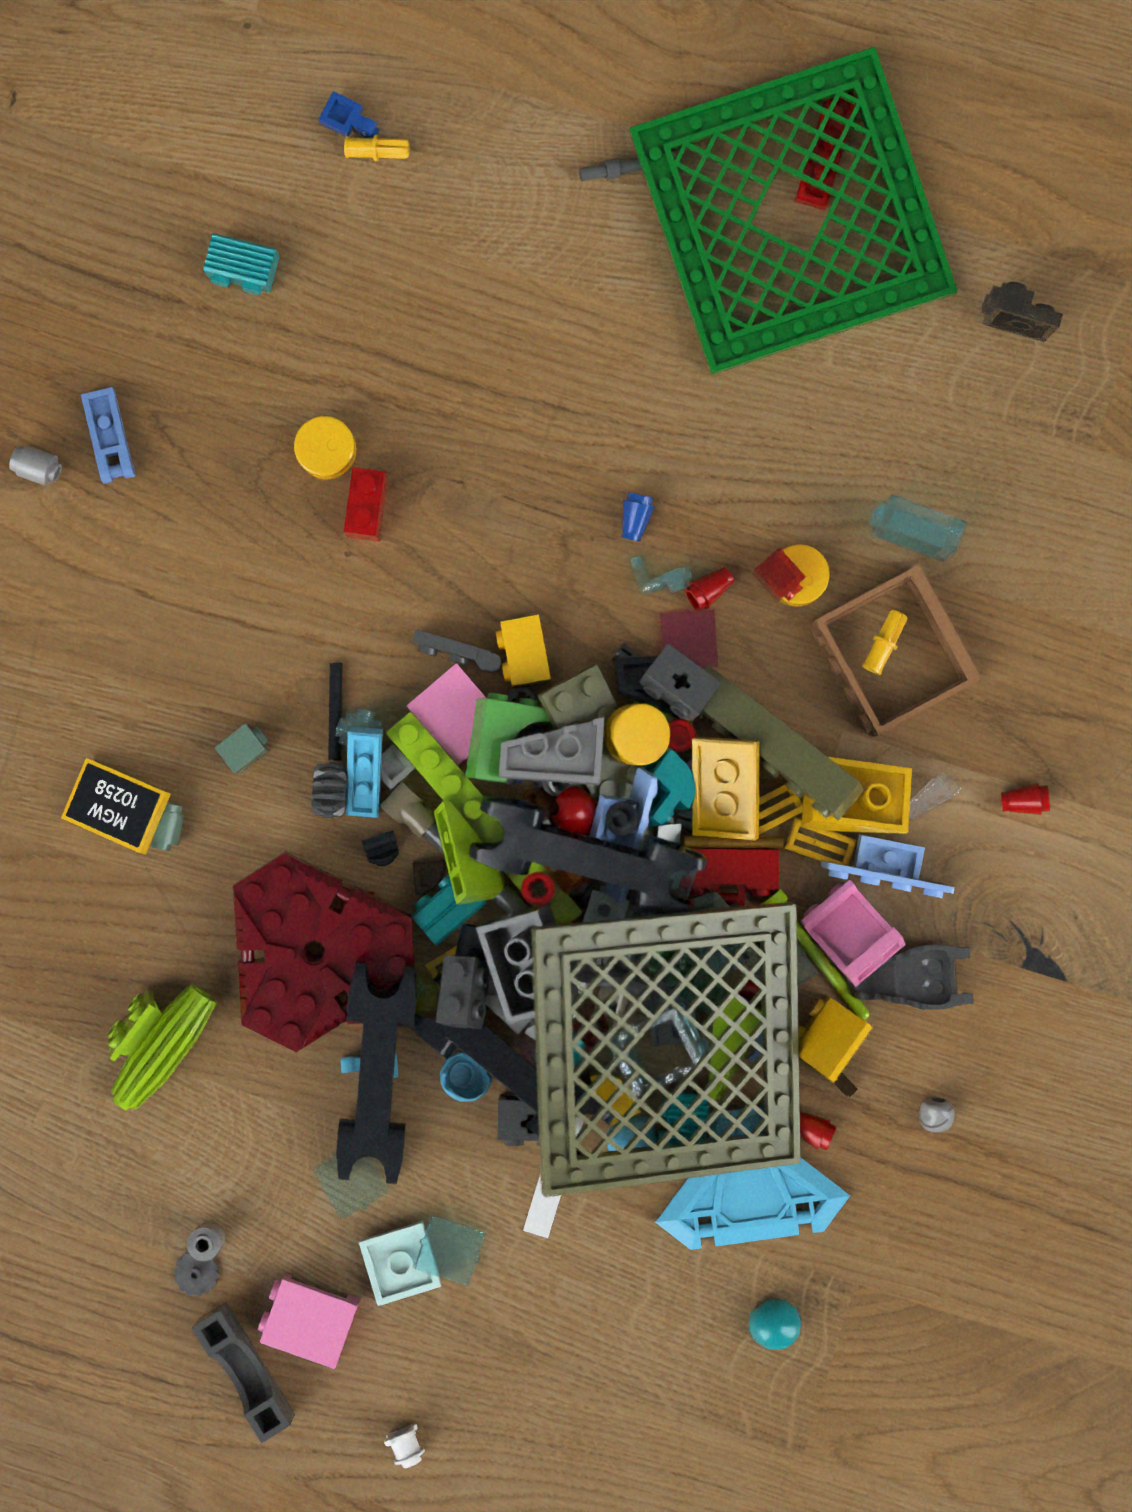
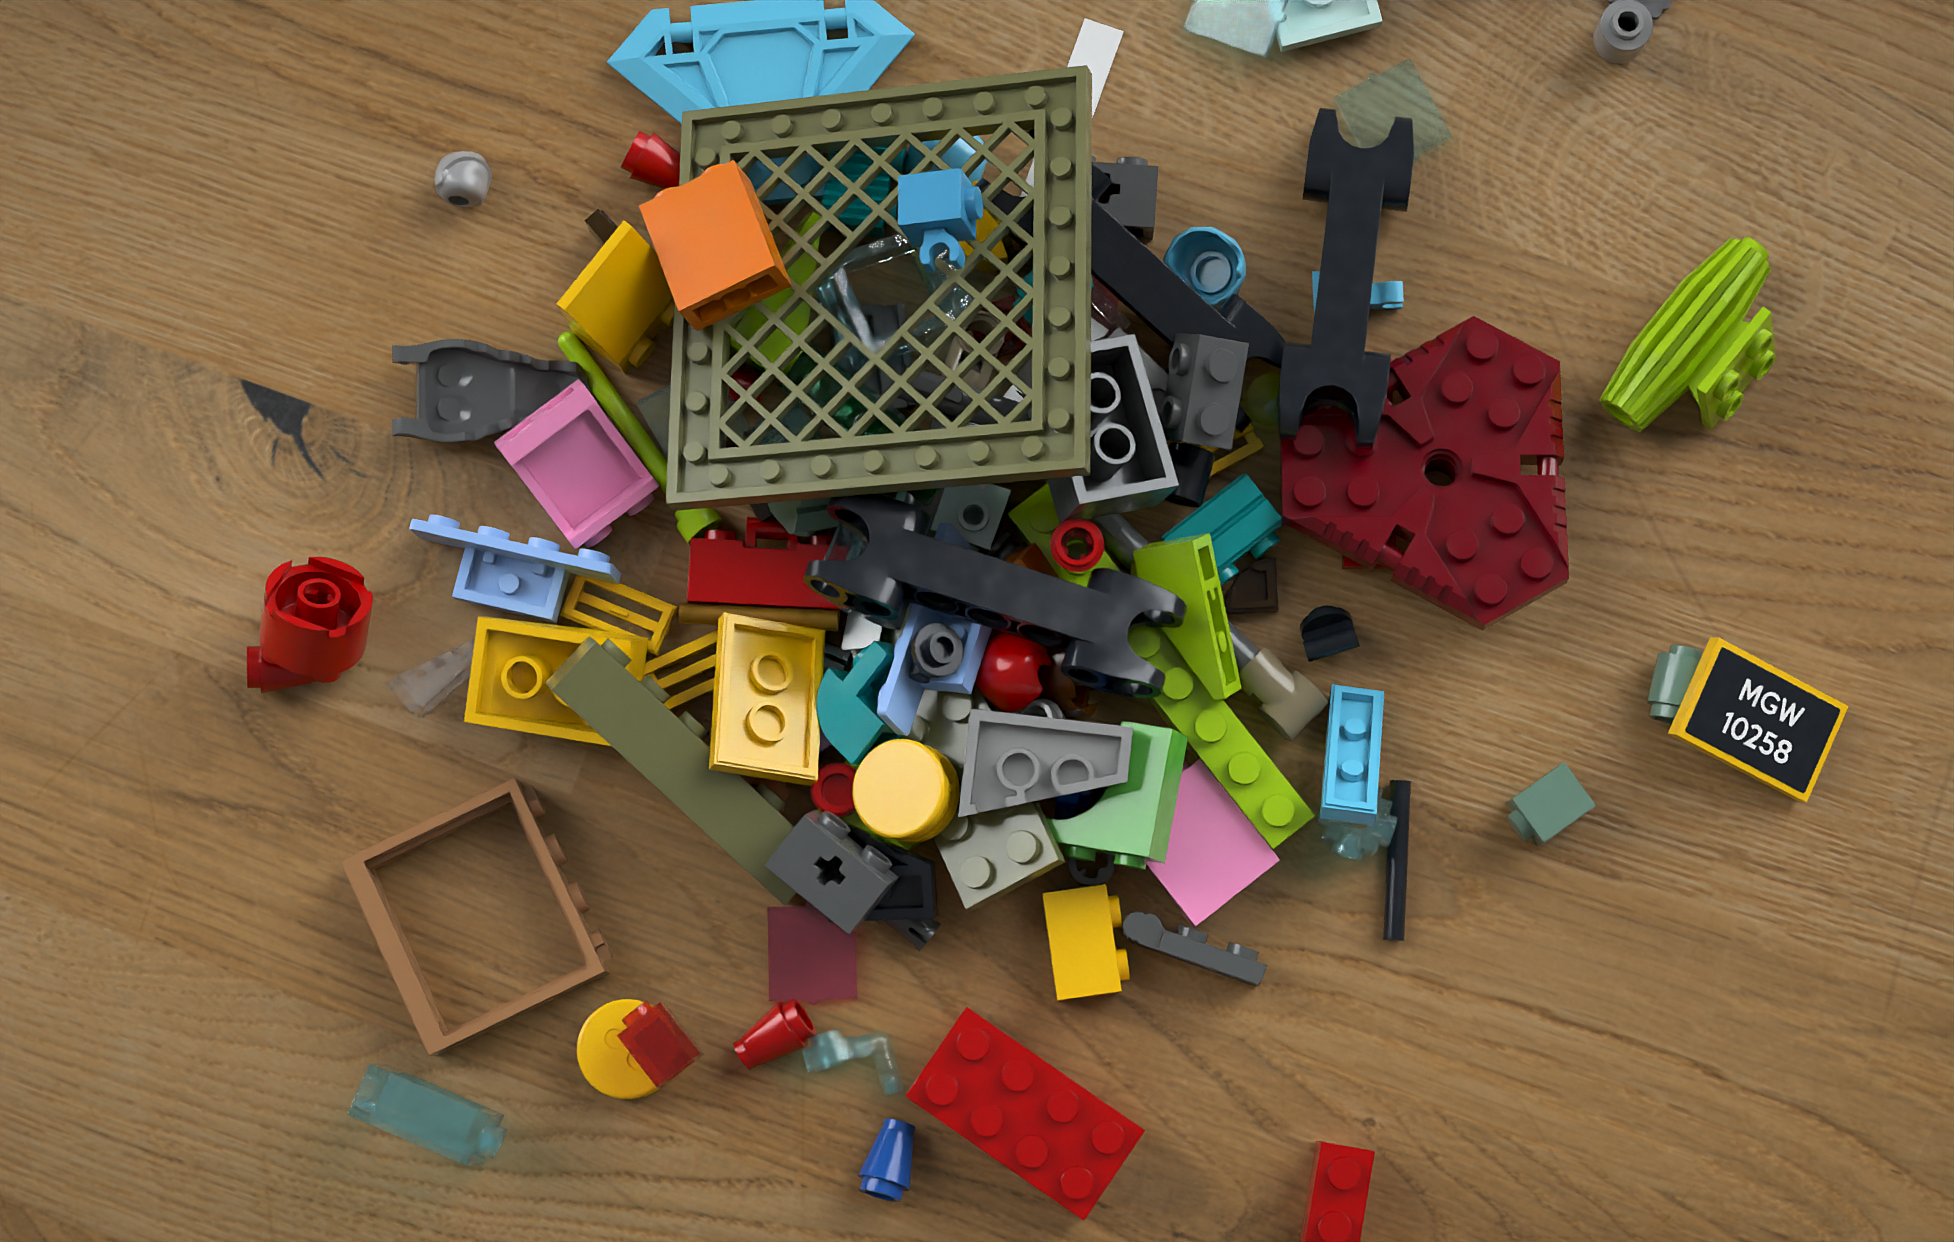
camera: 170 degrees left, 5 degrees down
(329, 790) = (1409, 728): dark grey gear -> none
(395, 767) = (1302, 763): light grey plate -> none
(555, 547) = (1025, 1113): none -> red brick
(634, 1095) = (939, 212): none -> dark azure brick
(775, 1072) = (714, 245): none -> orange brick
(885, 642) = (492, 927): yellow axle -> none
(1008, 828) = (315, 618): none -> red brick

